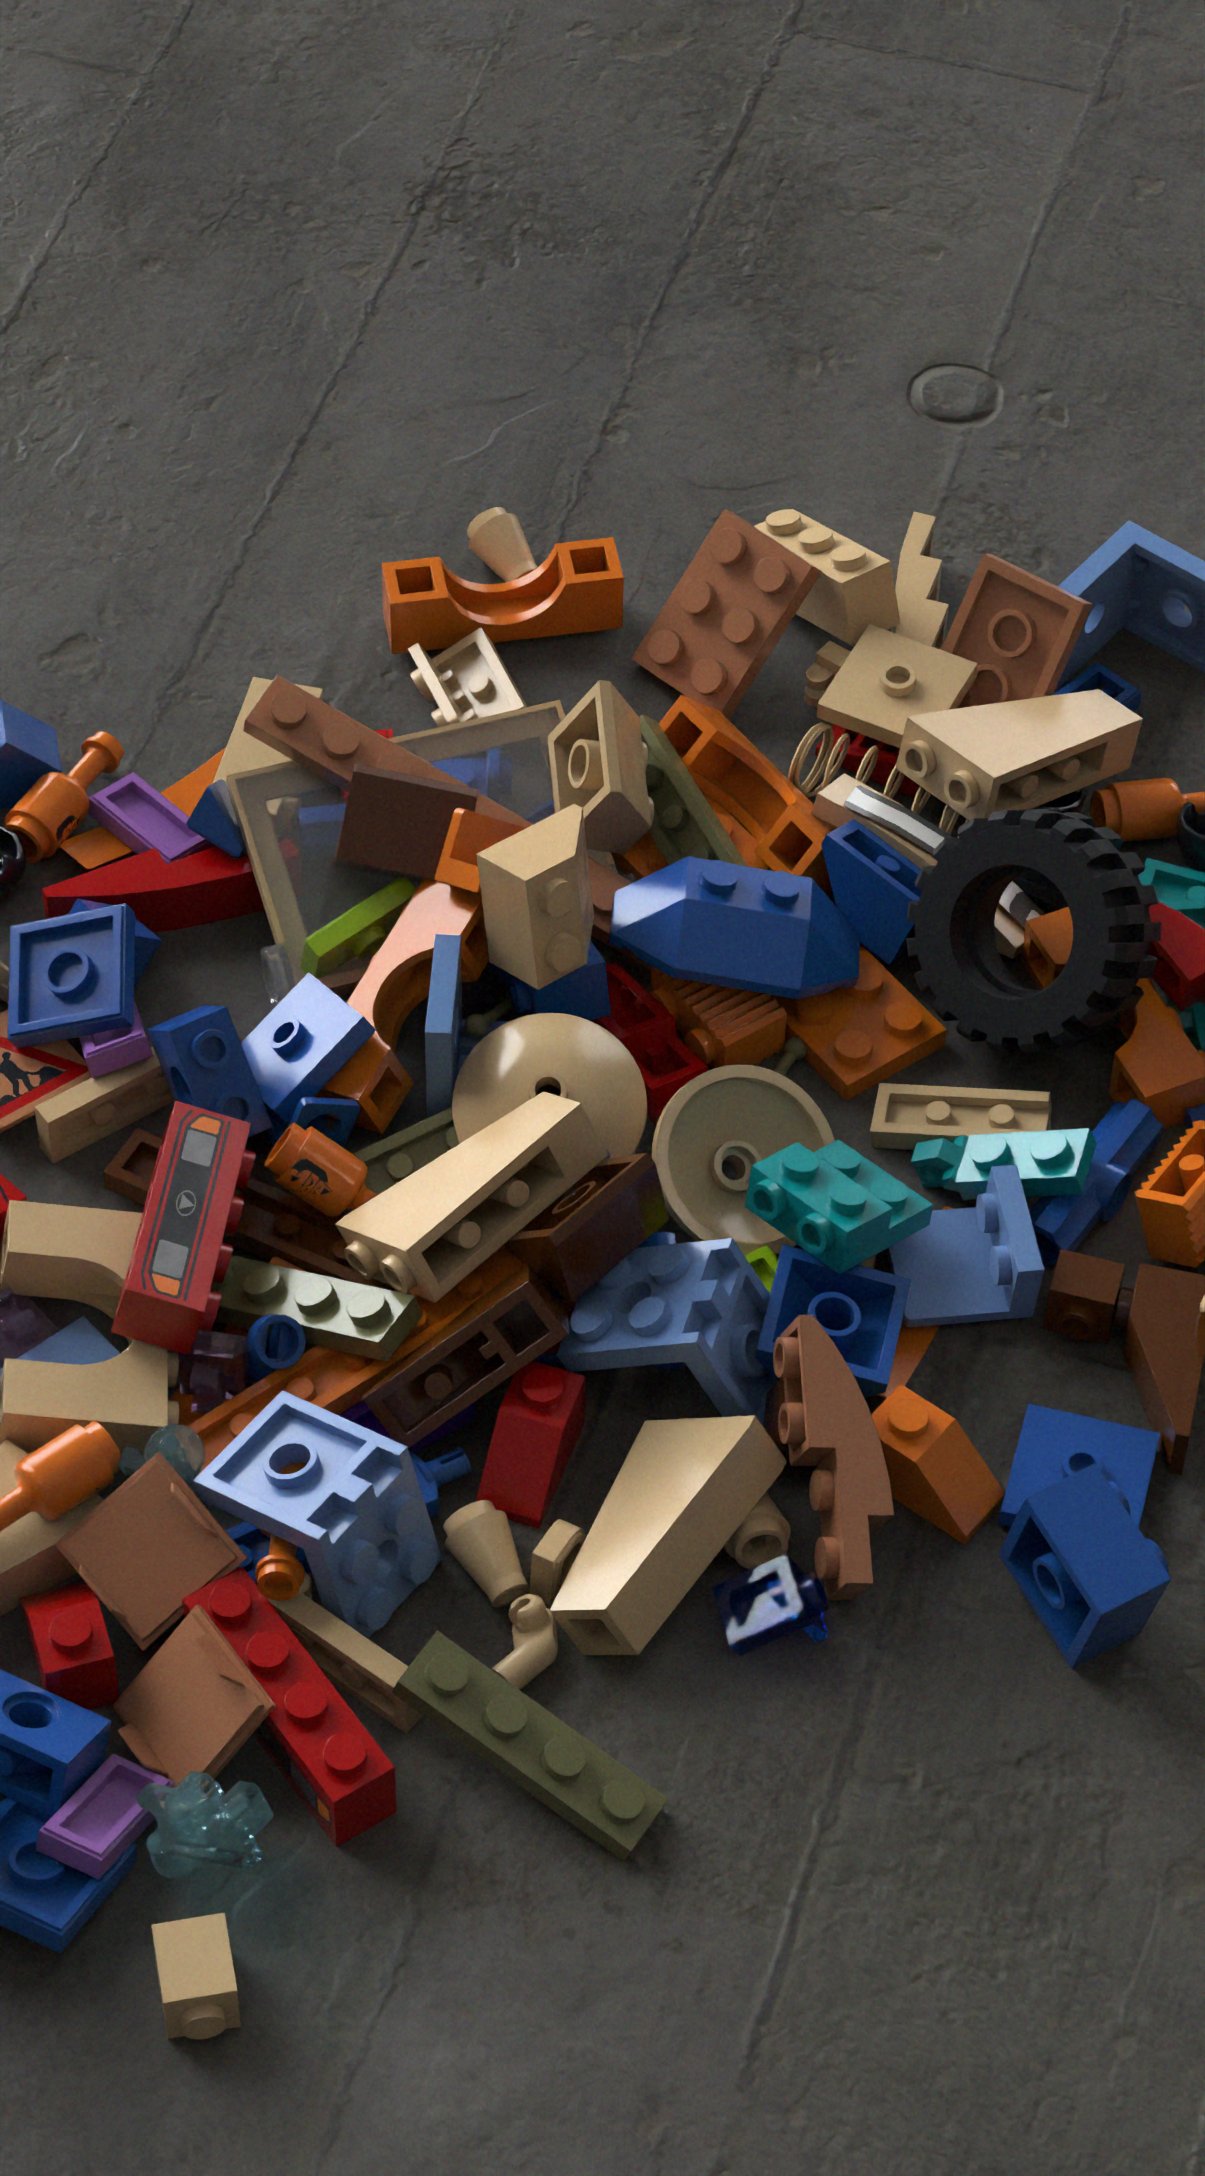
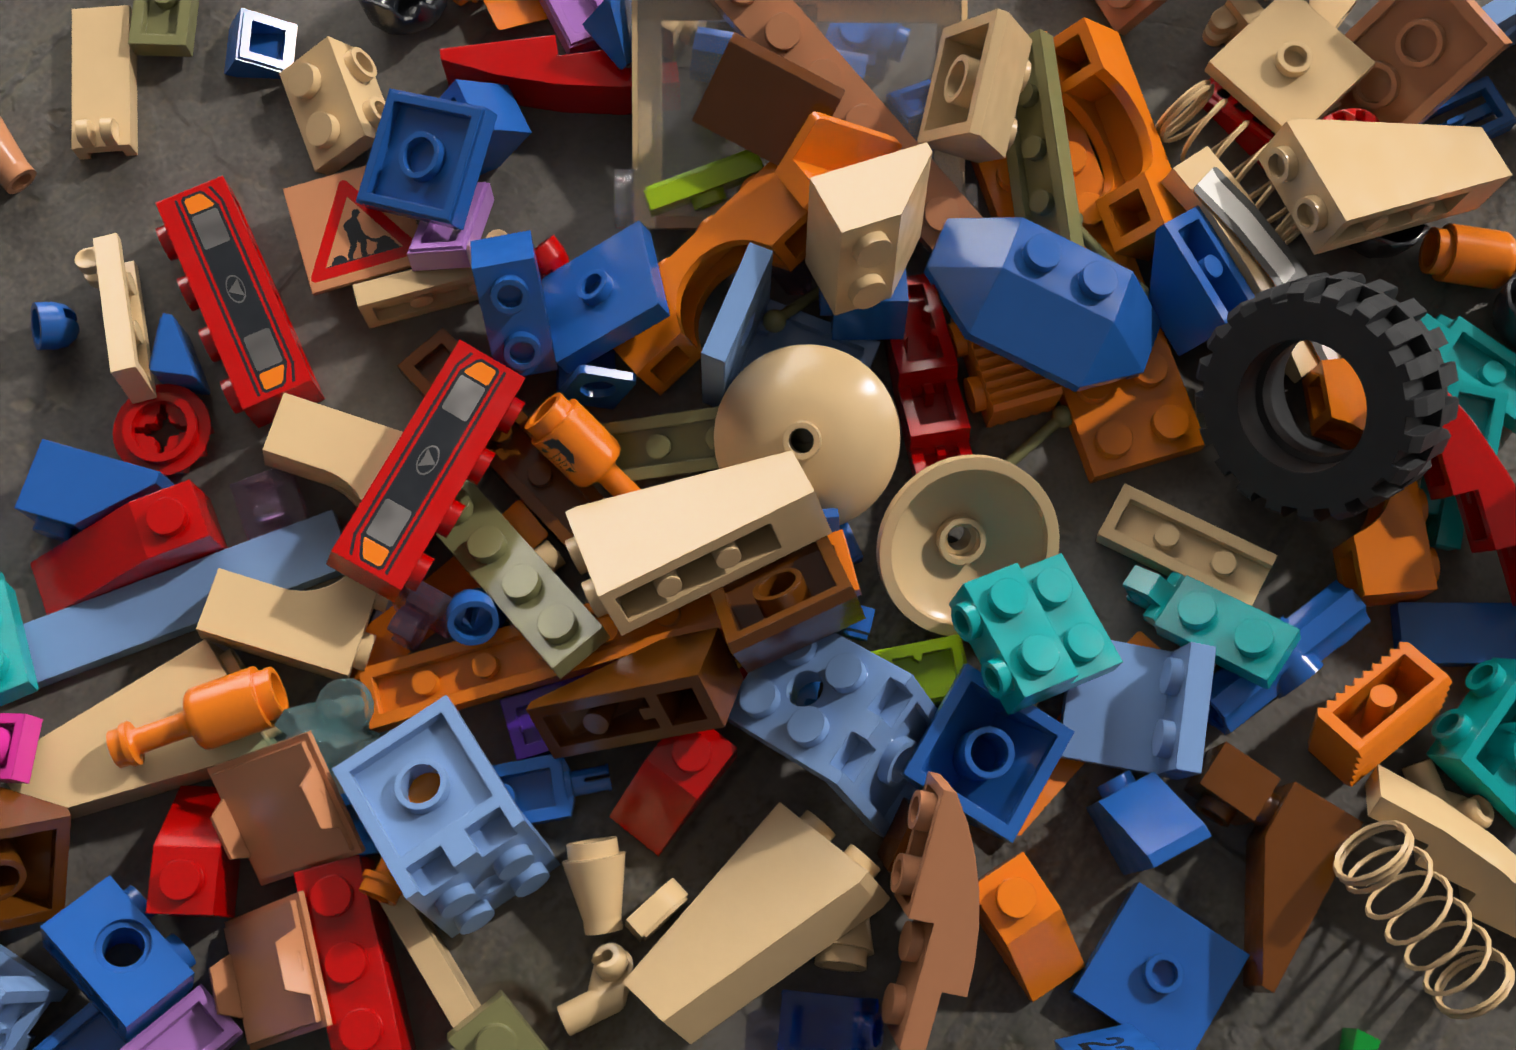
camera: 15 degrees right, 25 degrees up
(1012, 1345) = (1144, 822): none -> blue slope

